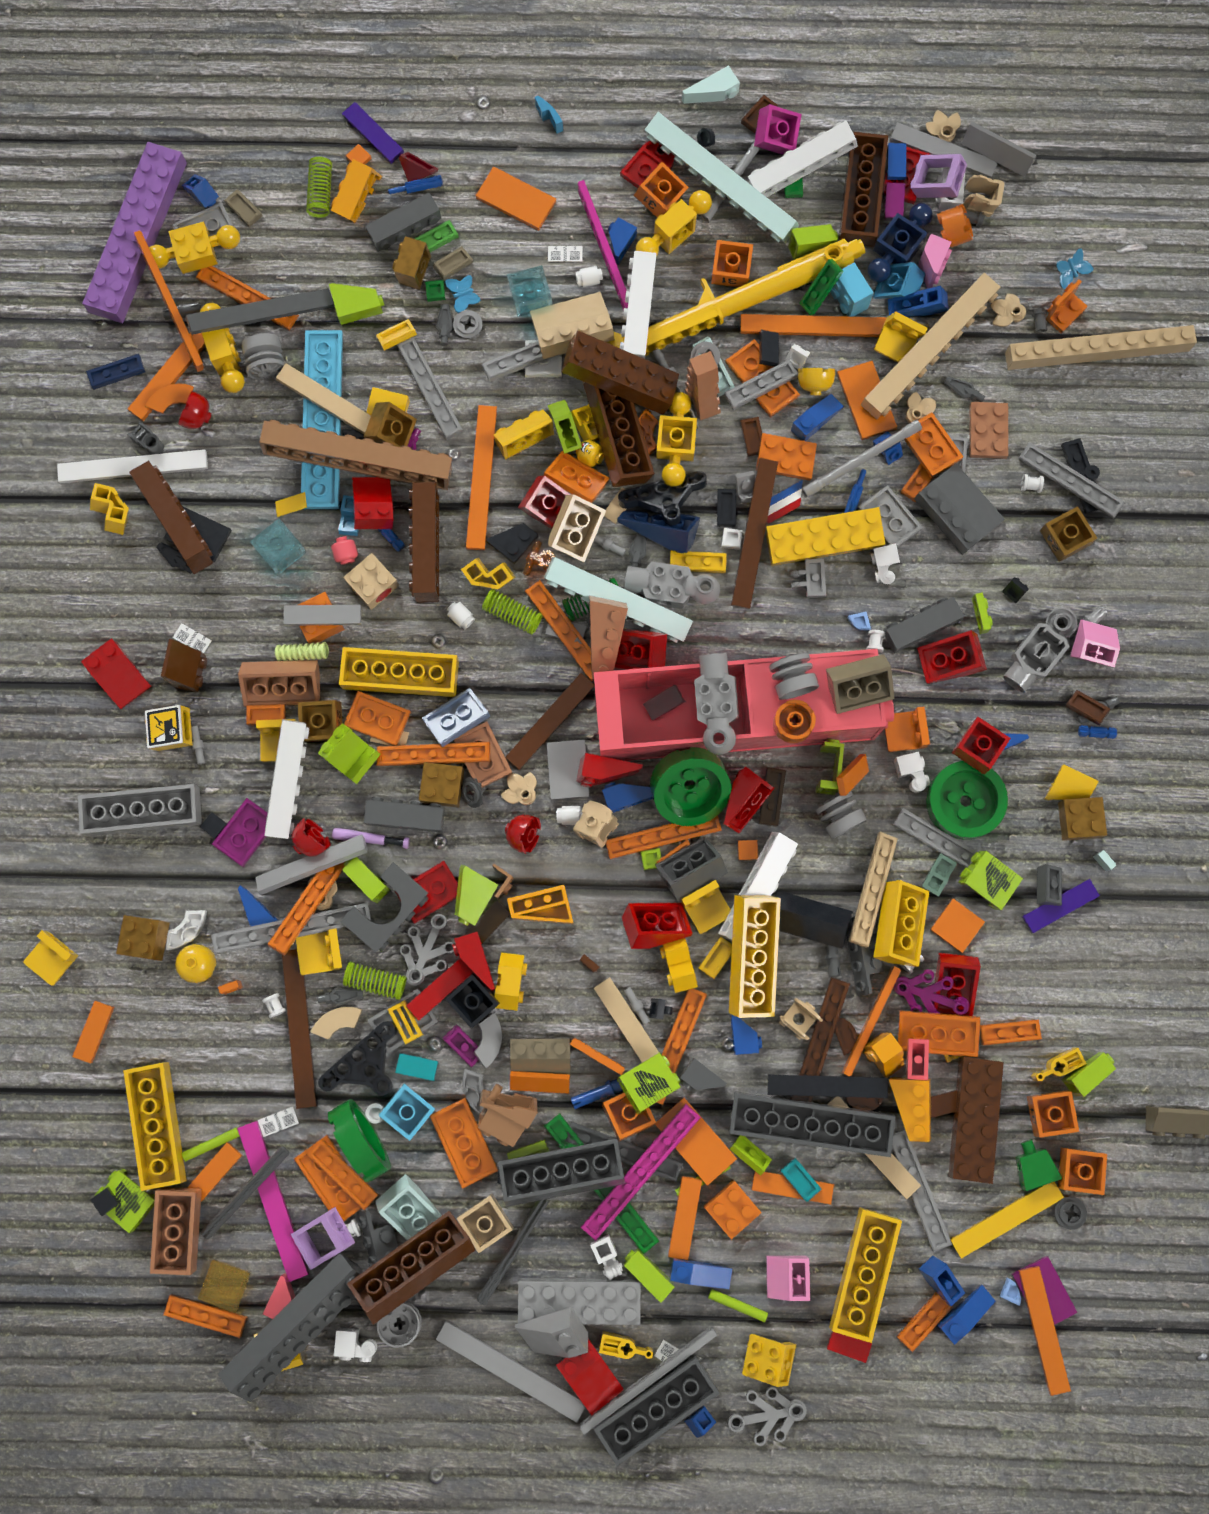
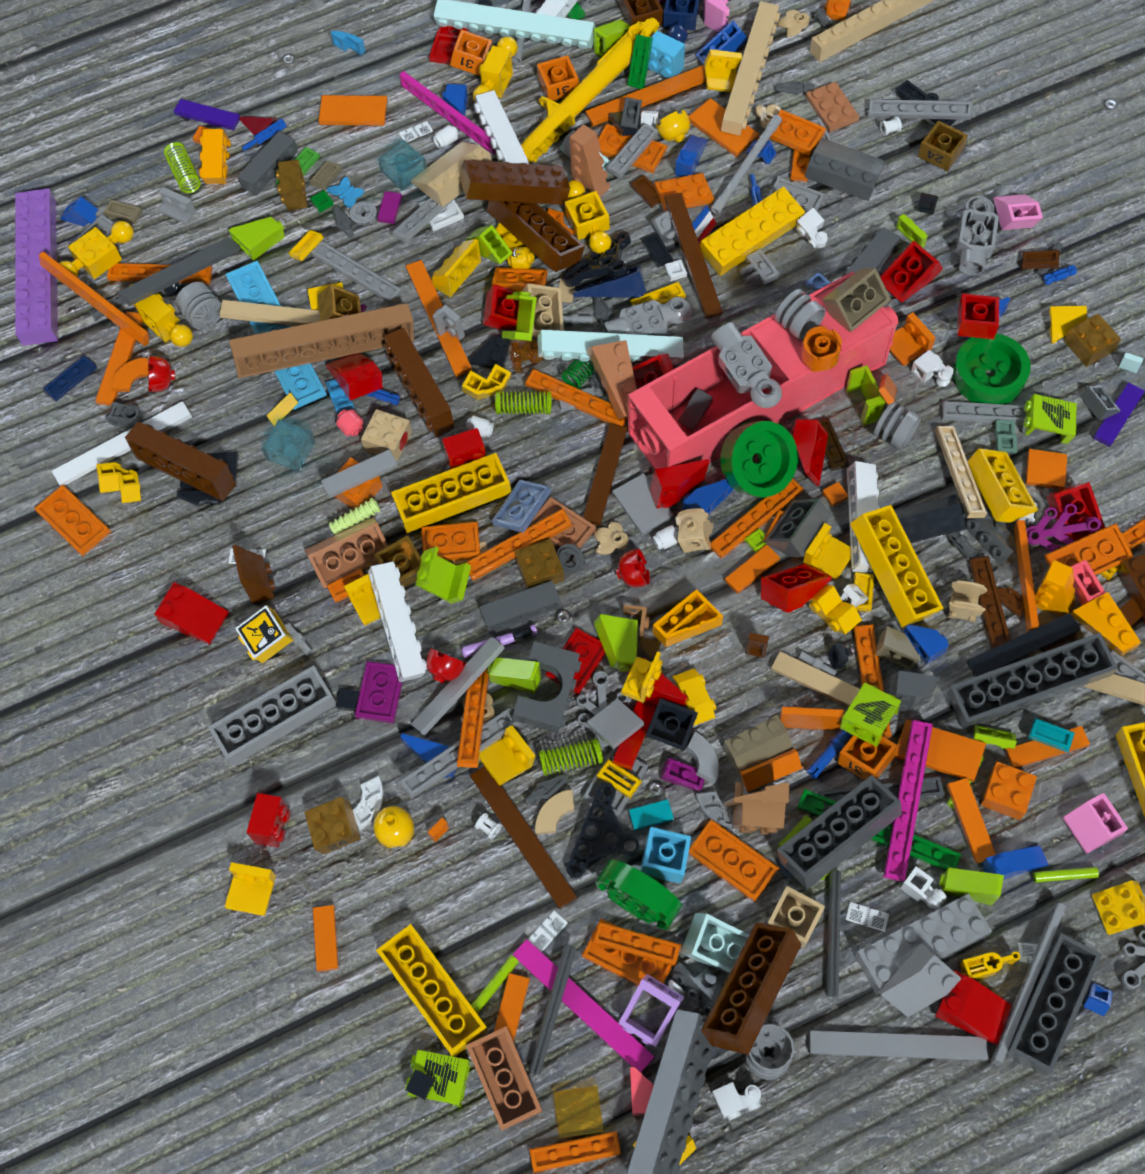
camera: 25 degrees left, 15 degrees down
(55, 523) = (72, 520): none -> orange tile
(91, 907) = (268, 820): none -> red brick
(293, 230) = (176, 206): none -> light grey bracket
(427, 971) = (615, 723): none -> light grey tile
(430, 637) = (463, 448): none -> red brick
(461, 952) = (642, 678): none -> yellow bracket
(479, 490) = (447, 320): none -> light grey bracket
(496, 330) = (389, 207): none -> magenta tile
(545, 541) = (525, 317): none -> lime panel
(550, 1250) = (867, 916): none -> white sticker
(630, 884) = (752, 569): none -> orange tile
(705, 960) = (855, 593): none -> white tile
(713, 1028) = (897, 648): none -> dark tan slope
(781, 342) = (631, 113): none -> dark grey slope
(903, 280) = (699, 34): dark azure slope -> none

